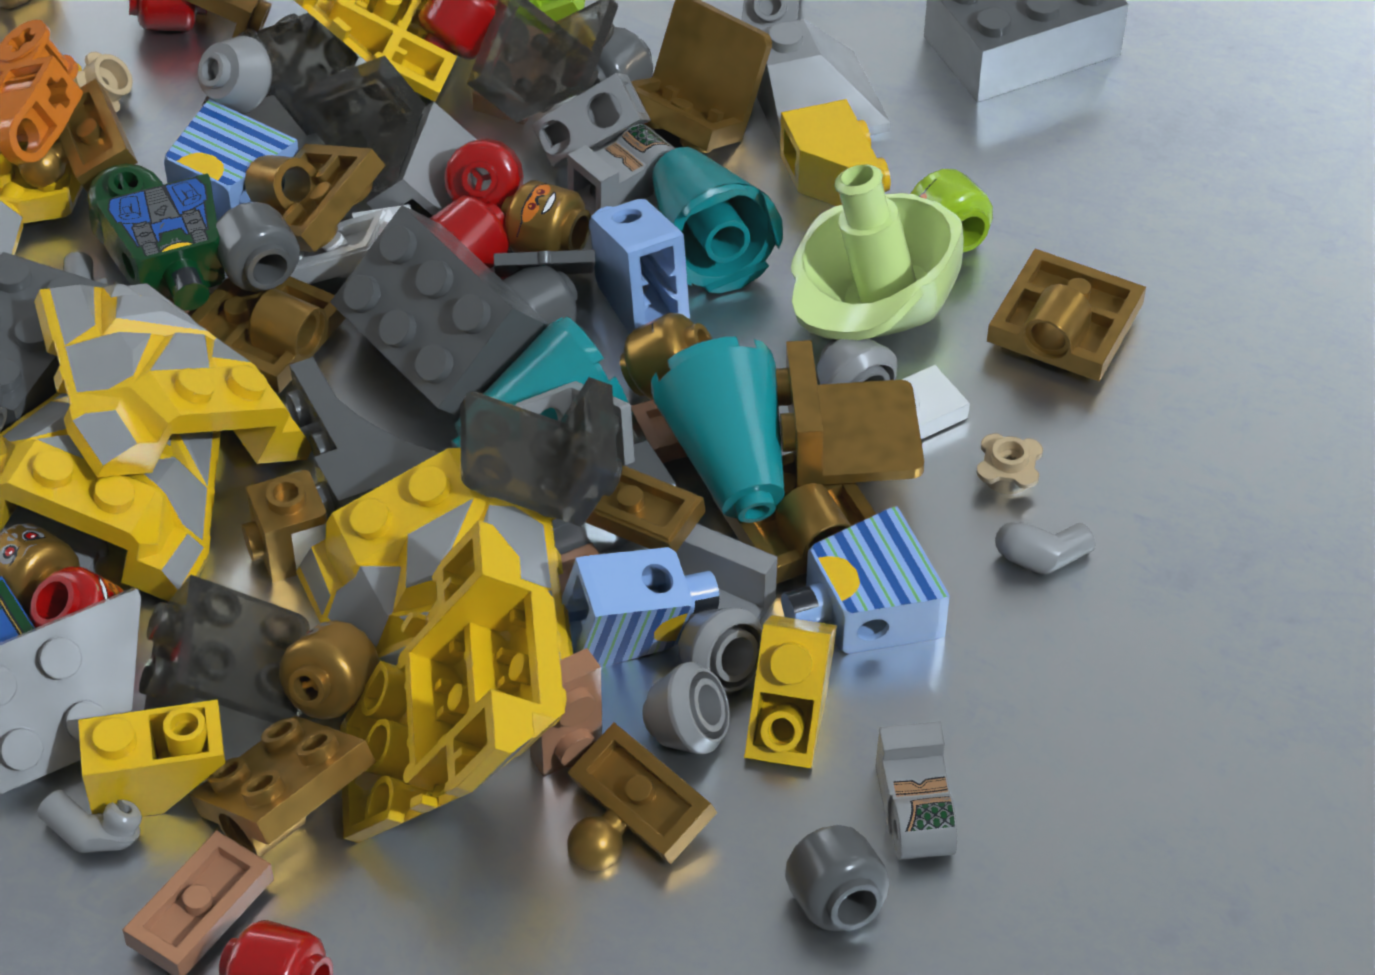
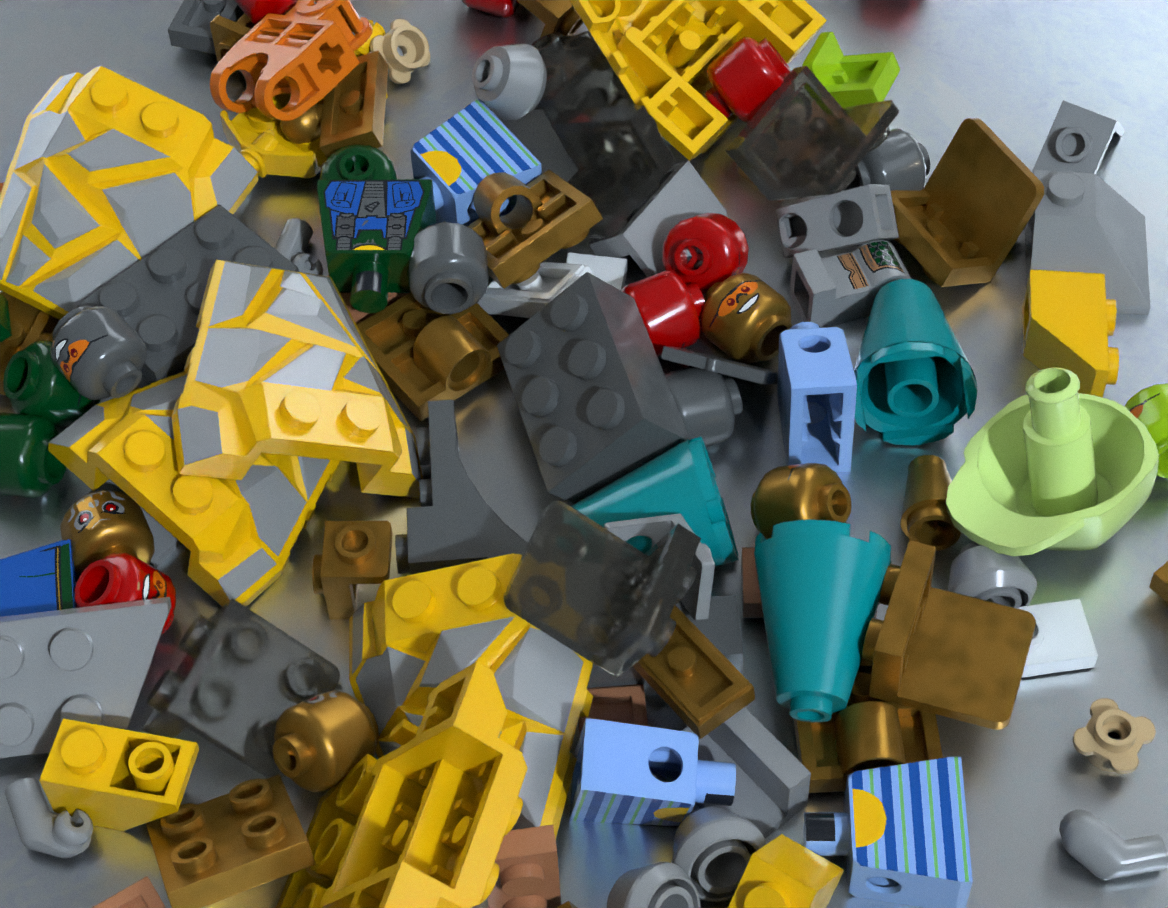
camera: 25 degrees right, 5 degrees up
(773, 322) = (926, 504): none -> pearl gold cone

